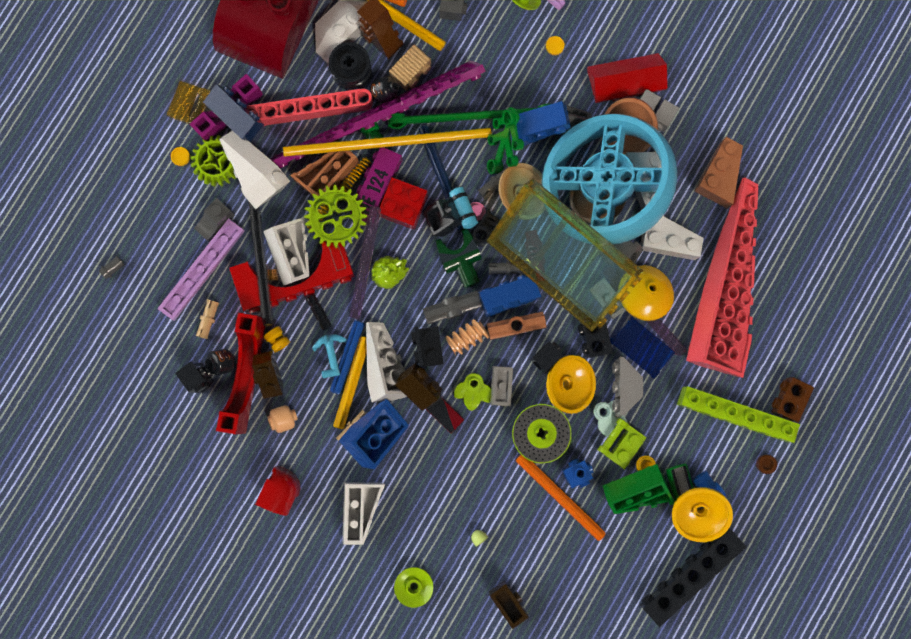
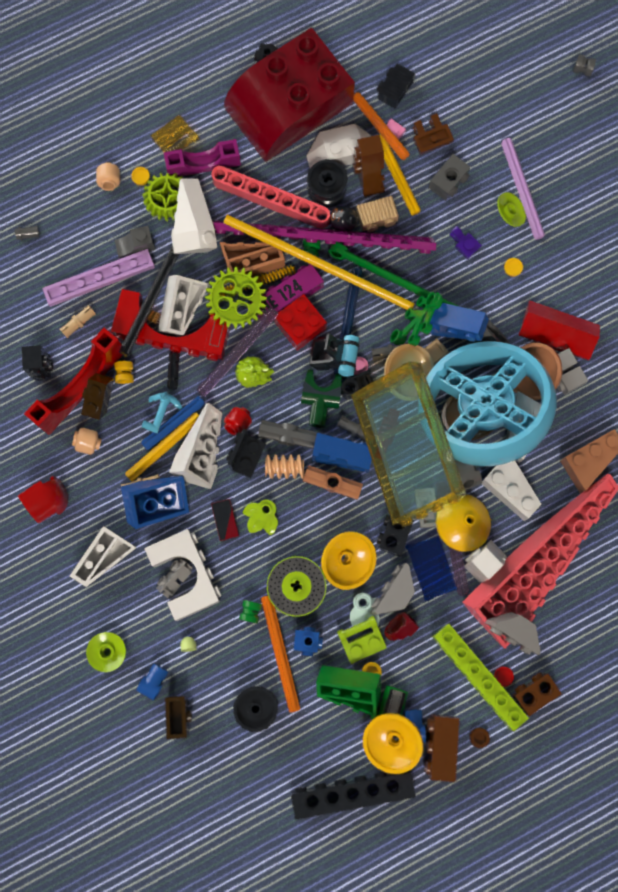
camera: 30 degrees right, 5 degrees down
(152, 174) = (108, 176): none -> light nougat head
(220, 361) = (65, 362): black head -> none
(234, 112) = (205, 164): dark blue brick -> none
(402, 322) = (237, 420): none -> red head
(418, 386) = (216, 483): dark brown brick -> none
(424, 457) = (184, 546): none -> white arch
(429, 497) = (168, 582): none -> light grey hinge
(468, 589) = (151, 683): none -> blue piece
(501, 386) = (288, 526): light grey plate -> none
(503, 49) = (467, 244): none -> dark purple plate
(514, 478) = (250, 611): none -> green wheel
(534, 158) = (436, 350): none -> tan tile
(547, 356) = (342, 522): black brick -> none
(575, 567) = (243, 709): none -> black wheel
(648, 413) = (401, 627): none -> dark red rock
(687, 315) = (485, 562): none -> white wedge
(743, 492) = (442, 747): none -> reddish brown brick
(746, 357) = (517, 631): none -> light grey slope
(756, 400) = (504, 676): none -> red piece

